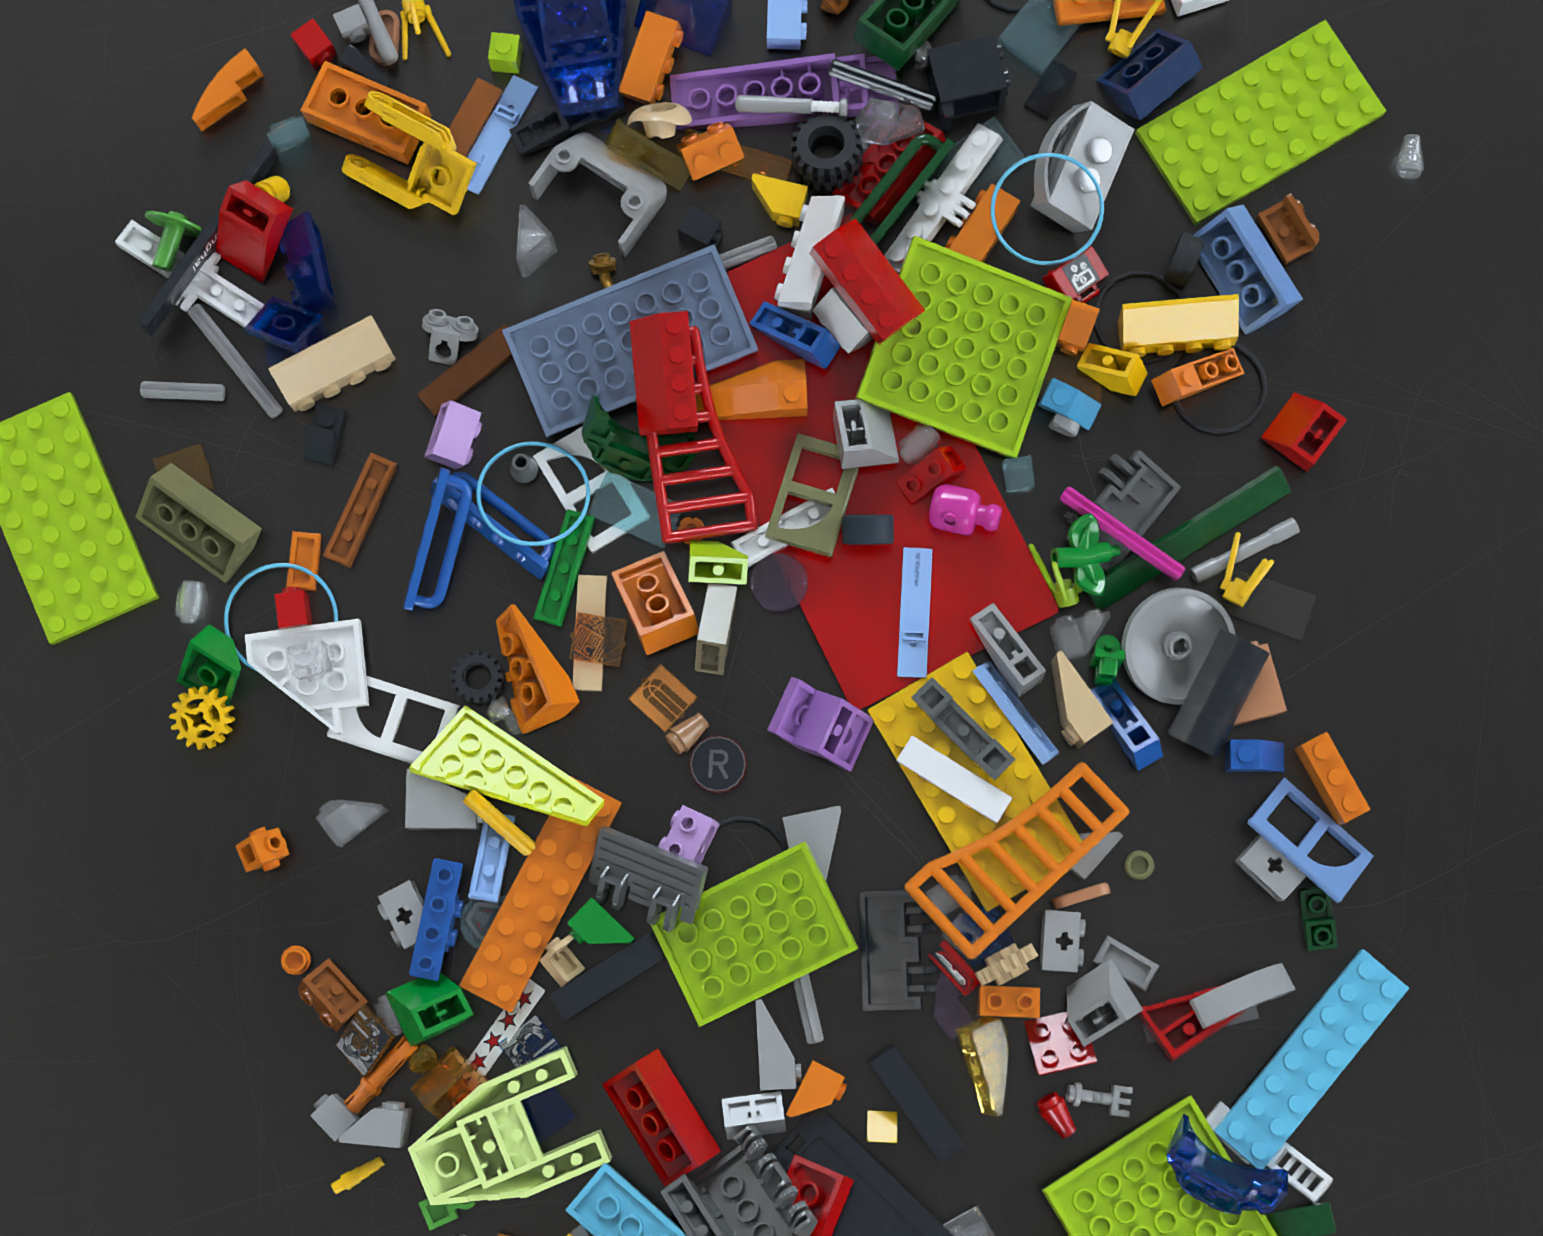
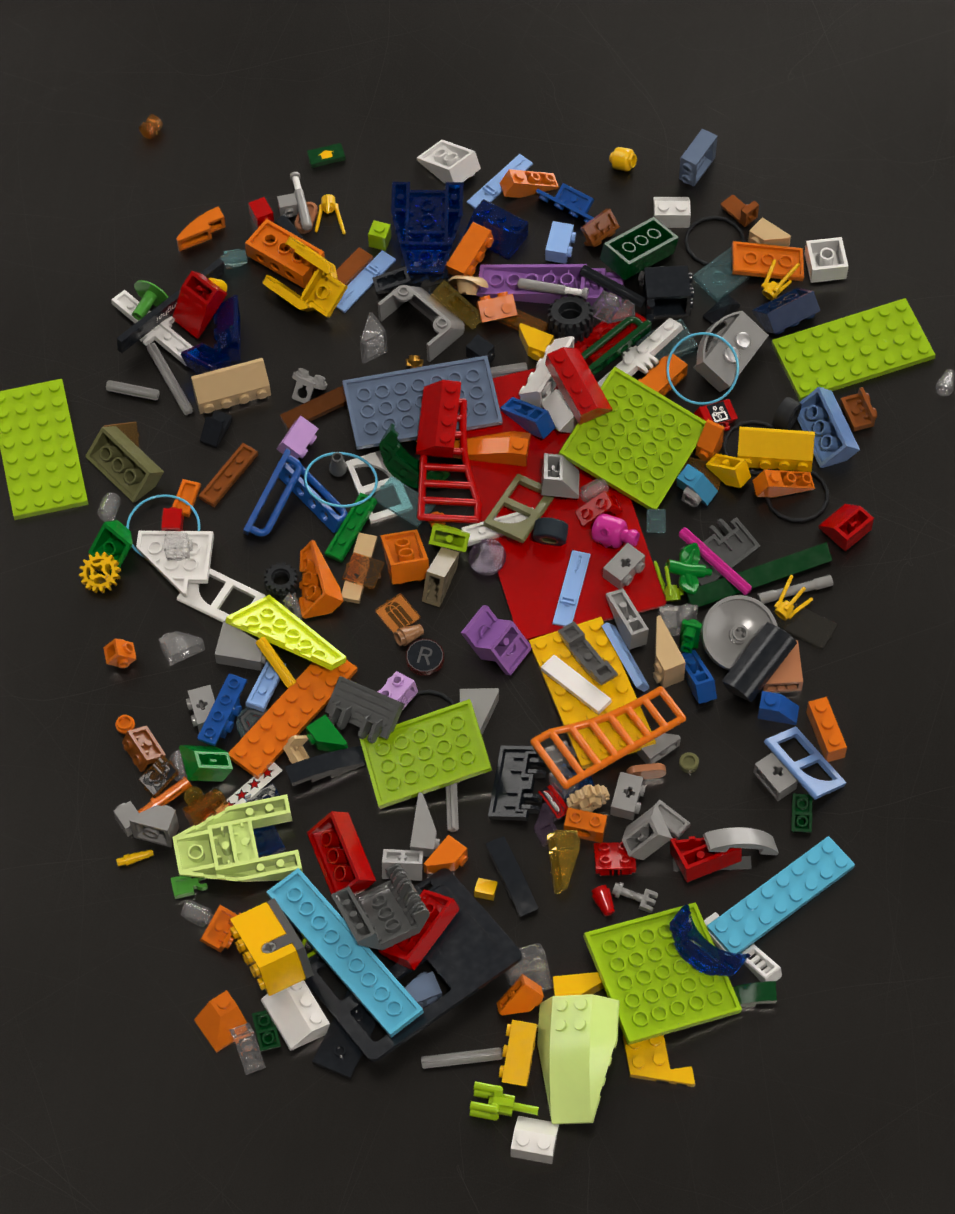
camera: 10 degrees right, 20 degrees down
(991, 548) = (624, 566): none -> light grey brick

